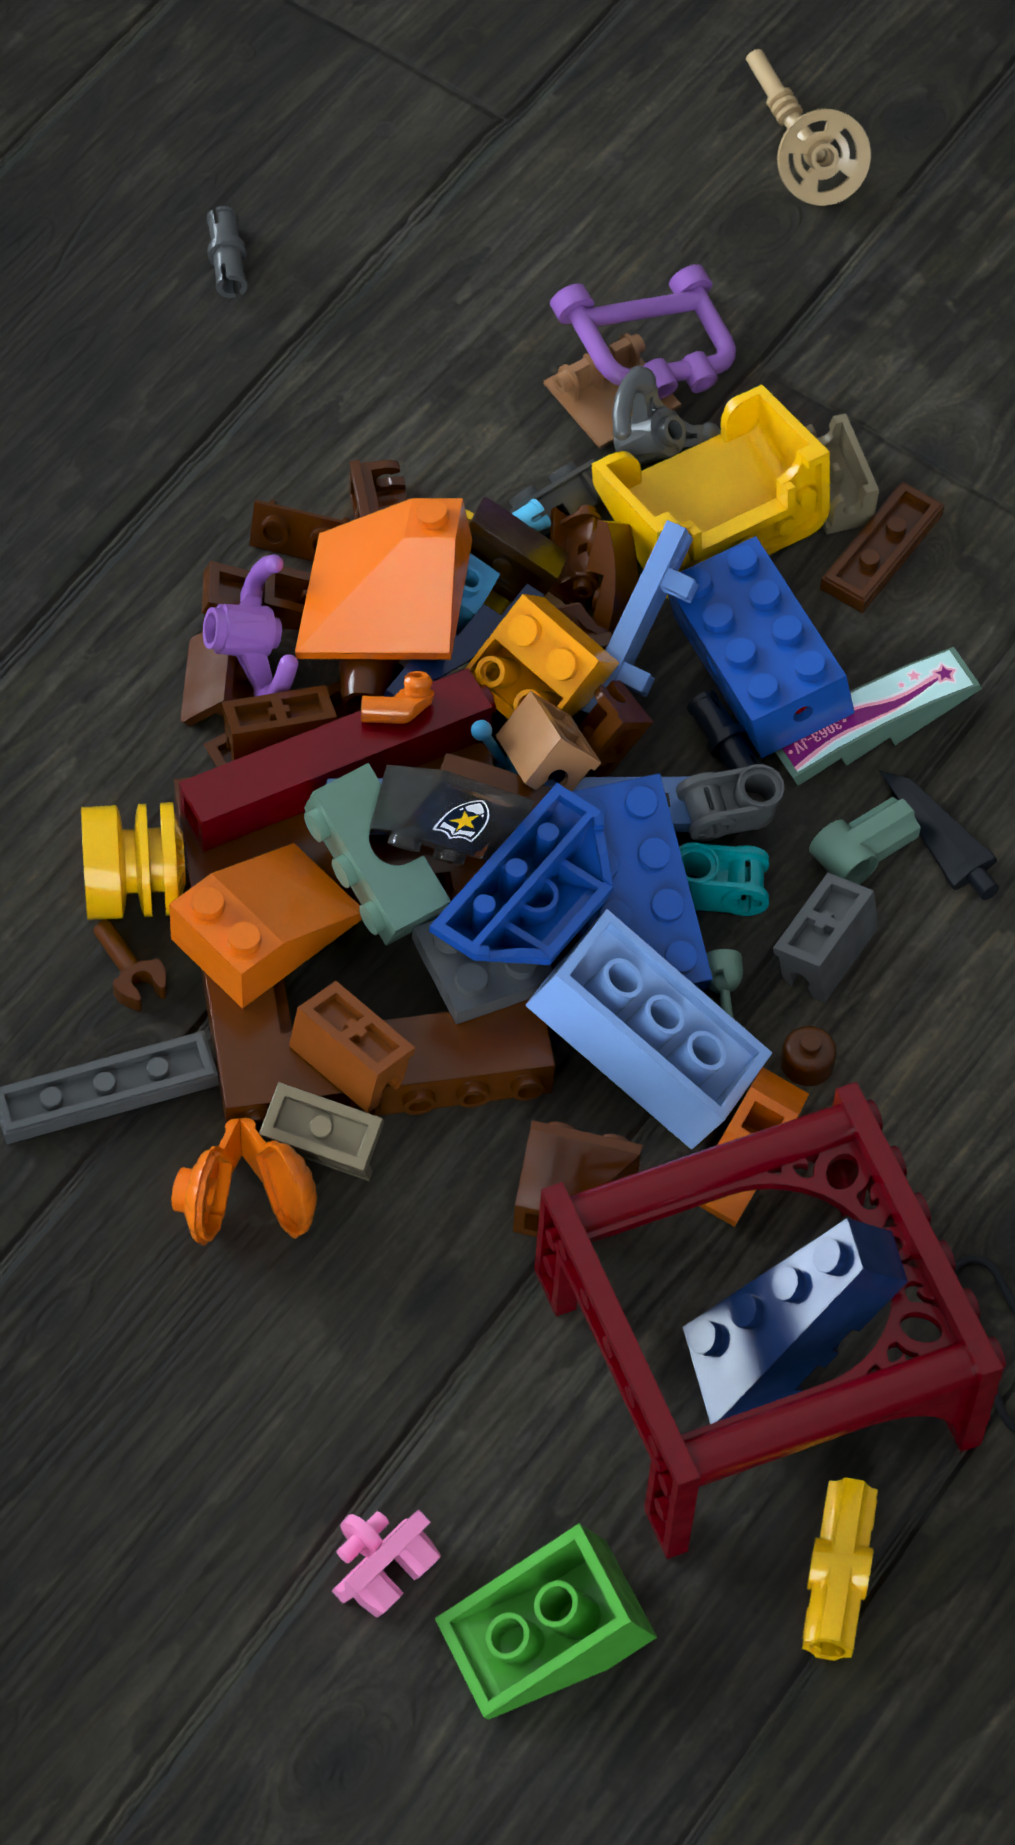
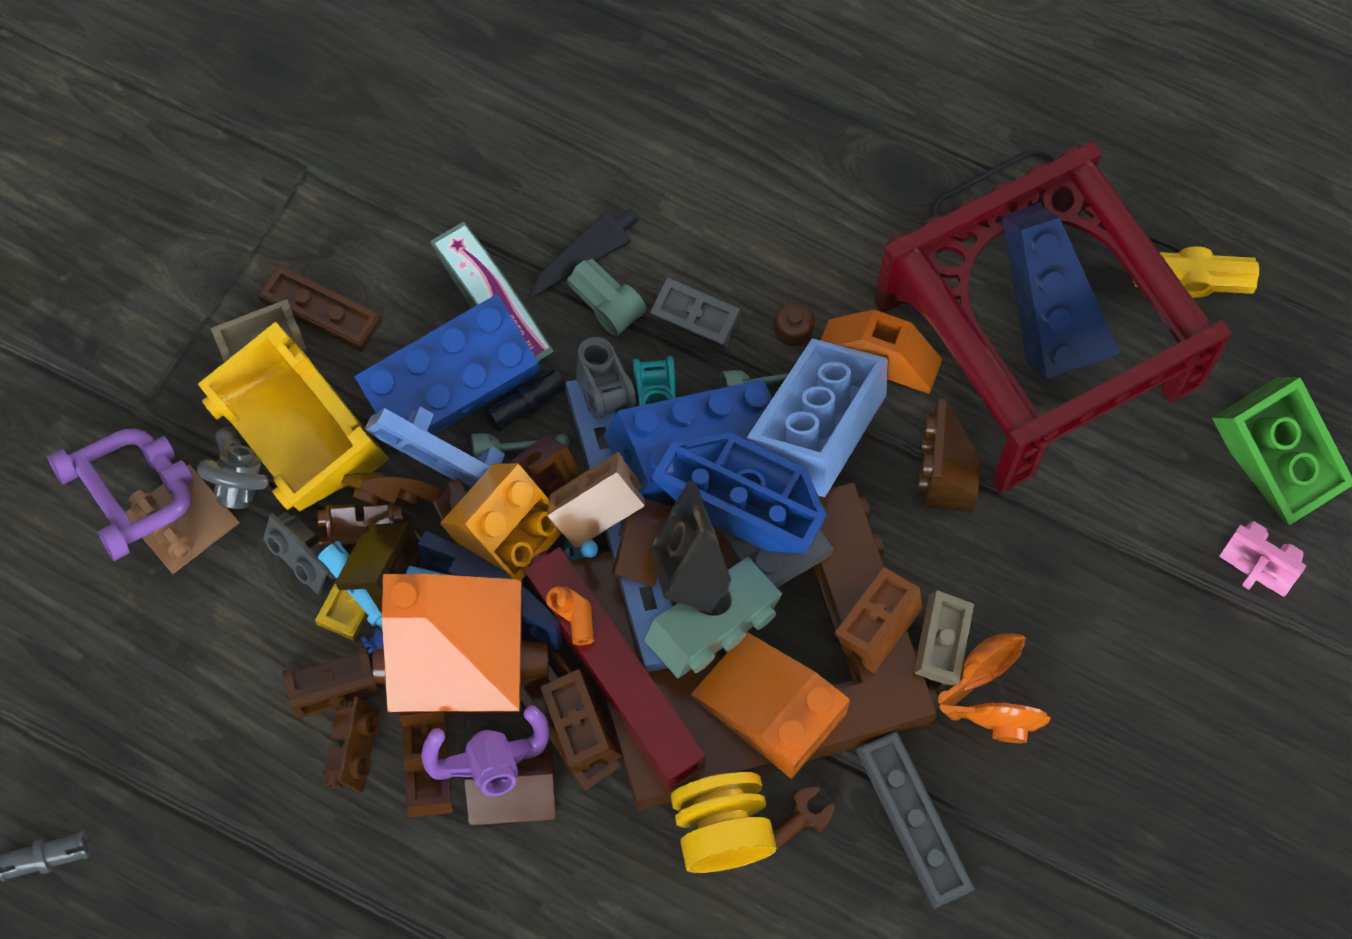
camera: 95 degrees left, 10 degrees up
(666, 697) = (484, 441): none -> sand green hinge

